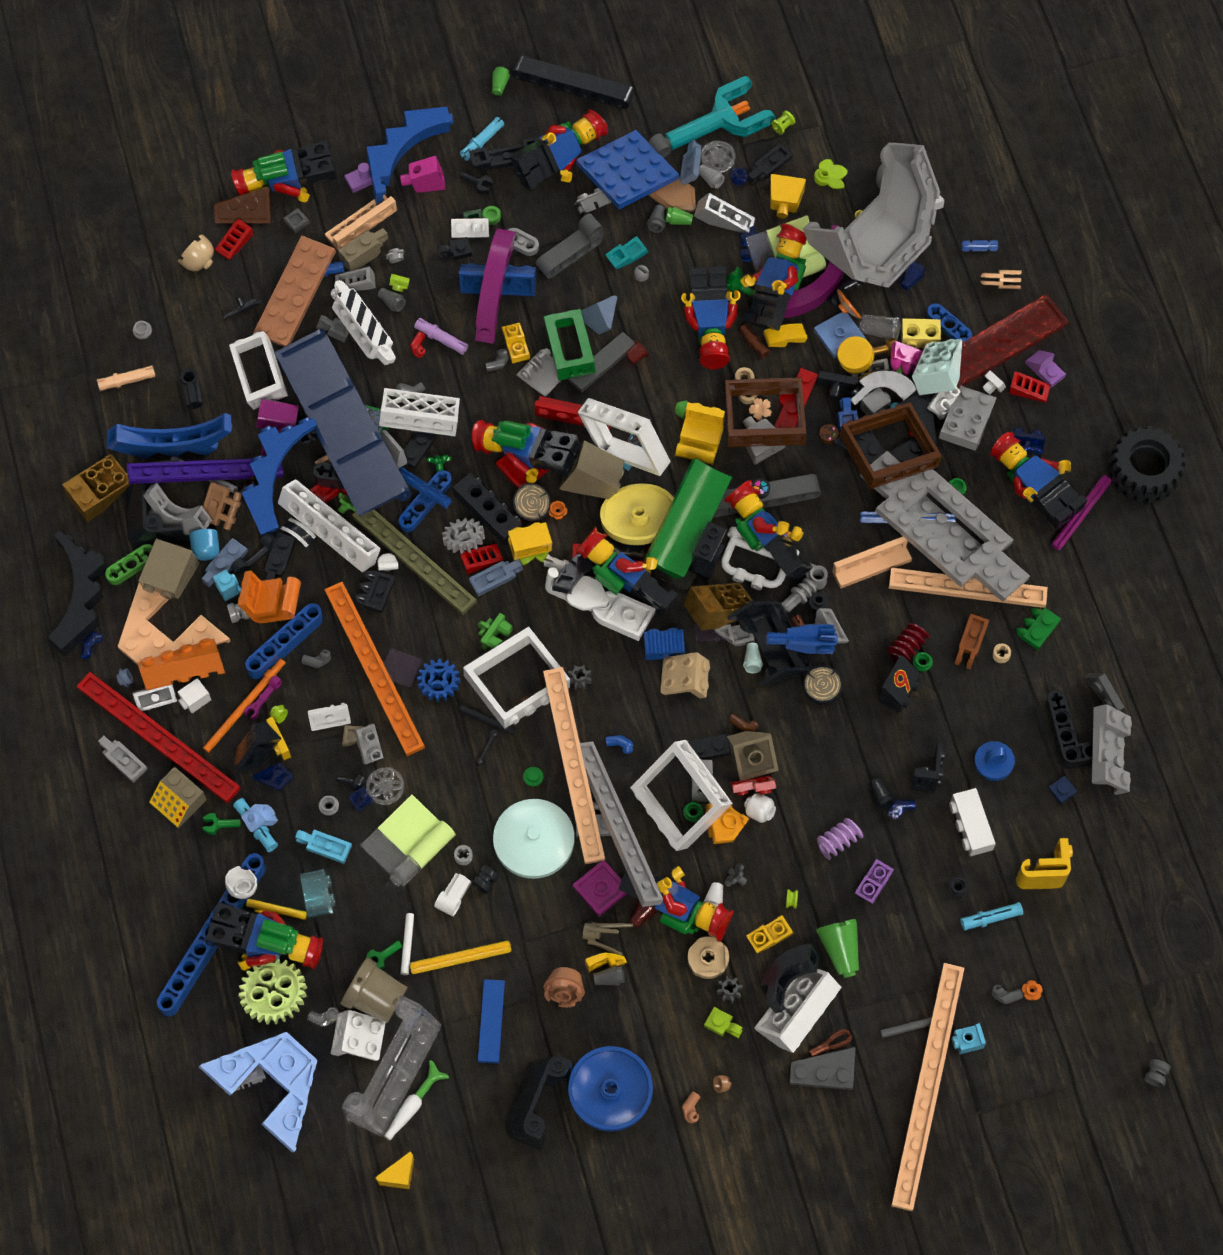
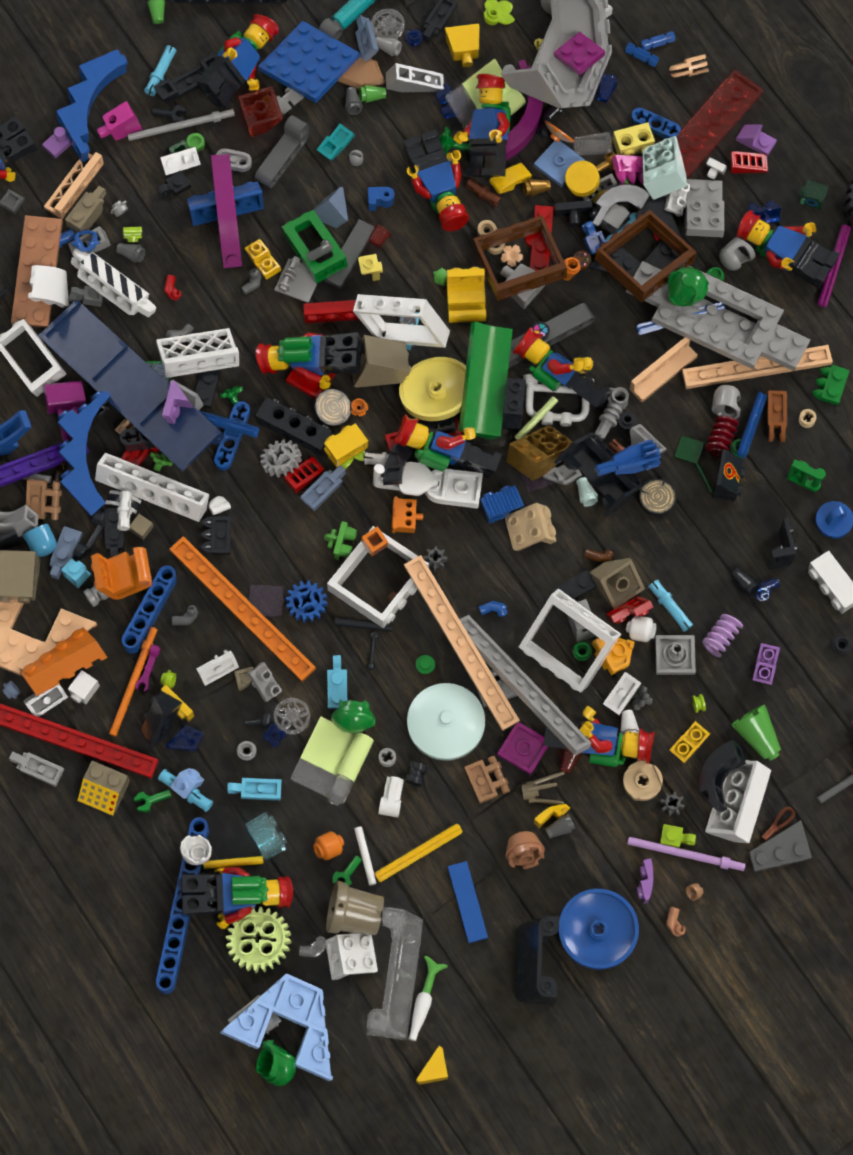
camera: 20 degrees left, 5 degrees up
(243, 1117) = (275, 1064): none -> green helmet
(294, 540) = (124, 511): none -> white pin
(300, 307) = (49, 285): none -> white slope
(306, 560) = (141, 526): none -> dark tan piece
(354, 281) = (91, 245): none -> blue piece
(374, 922) = (328, 845): none -> orange head
(375, 447) = (174, 401): none -> medium lavender slope
(416, 560) = (245, 495): olive plate -> none
(434, 332) = (190, 273): lavender pin -> none
(439, 770) = (336, 683): none -> medium azure plate
(442, 803) = (353, 716): none -> green helmet
(519, 196) = (216, 116): none -> light grey bar
(522, 640) = (374, 541): none -> orange brick
(547, 907) = (481, 781): none -> medium nougat plate
(561, 624) = (399, 517): none -> orange piece
(562, 202) = (260, 111): none -> clear red slope
(576, 347) = (325, 247): none -> dark grey arm
(617, 377) = (370, 265): none -> light yellow bracket
(650, 316) = (380, 197): none -> blue leg
(672, 1066) = (645, 886): none -> medium lavender slope
(718, 864) = (622, 693): none -> white plate
(729, 571) = (536, 418): none -> yellowish green bar
(762, 1064) = (723, 862): none -> lavender bar
(785, 844) = (675, 654): none -> light grey plate
(794, 785) = (670, 605): none -> medium azure pin
(807, 350) = (533, 187): none -> pearl gold cone
(813, 437) = (573, 267): none -> orange cone
(871, 650) = (690, 451): none -> dark green piece
(894, 234) = (579, 53): none -> magenta plate
(920, 487) = (687, 287): none -> green helmet
(924, 606) = (728, 396): none -> light grey helmet
(941, 642) = (751, 425): none -> blue axle
(959, 254) = (642, 54): none -> blue axle
(974, 703) = (801, 471): none -> green plate
(981, 474) = (732, 257): none -> light grey helmet
(1084, 436) = (813, 194): none -> clear green brick

